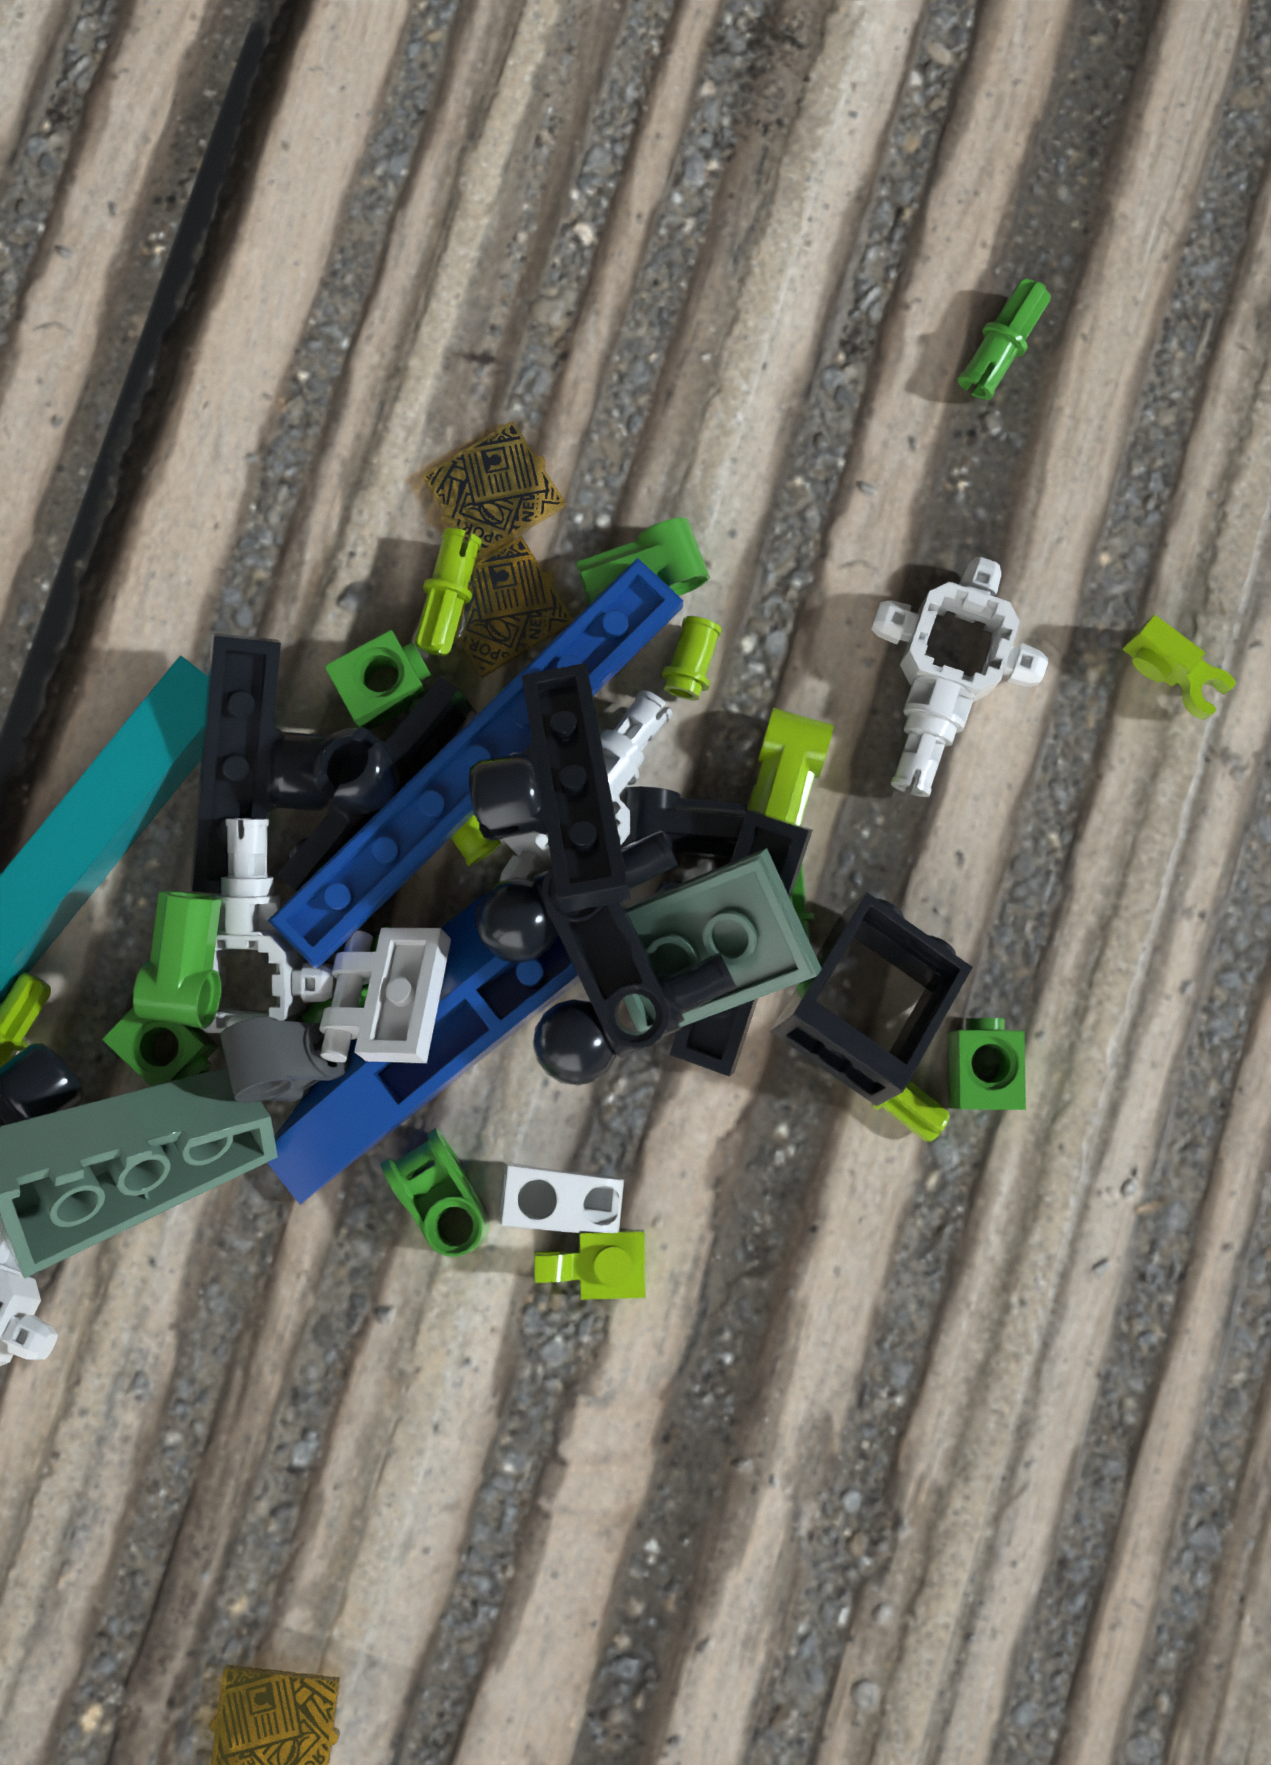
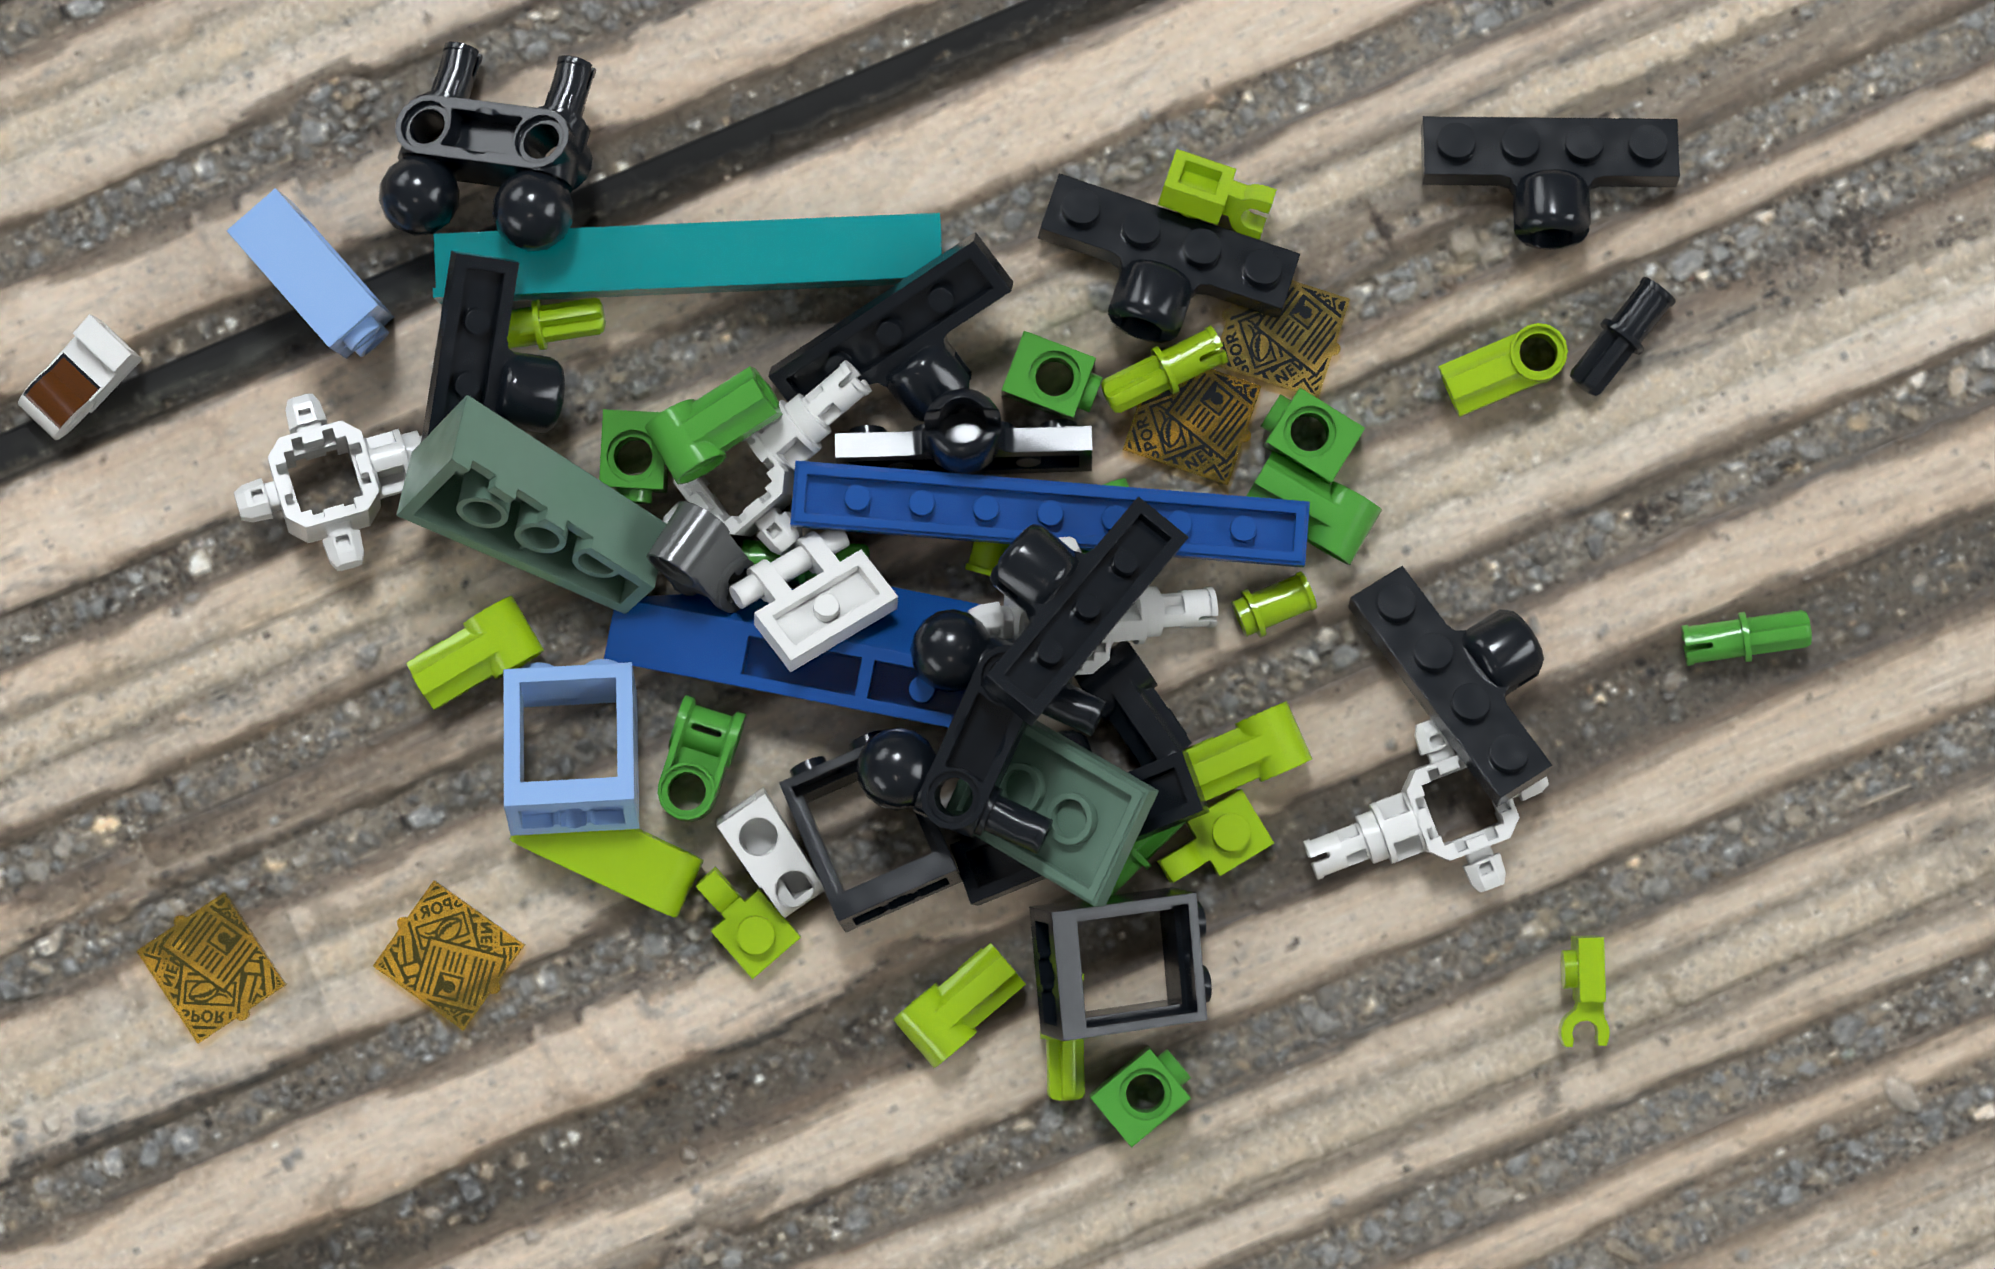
camera: 50 degrees right, 5 degrees up
(211, 1284) = (488, 644): none -> lime piece
(342, 452) = (1207, 190): none -> lime plate
(365, 526) = (1164, 258): none -> black plate
(385, 1325) = (571, 803): none -> light blue window
(426, 1525) = (449, 955): none -> clear yellow piece
(448, 1329) = (623, 861): none -> lime beam
(539, 197) = (1550, 165): none -> black plate
(598, 500) = (1340, 434): none -> bright green brick
(658, 346) = (1498, 371): none -> lime piece
(666, 1134) = (886, 892): none -> black window
(707, 248) = (1621, 336): none -> black axle
(799, 1167) = (948, 1013): none -> lime piece
(836, 845) = (1222, 837): none -> lime plate
(867, 561) = (1461, 678): none -> black plate

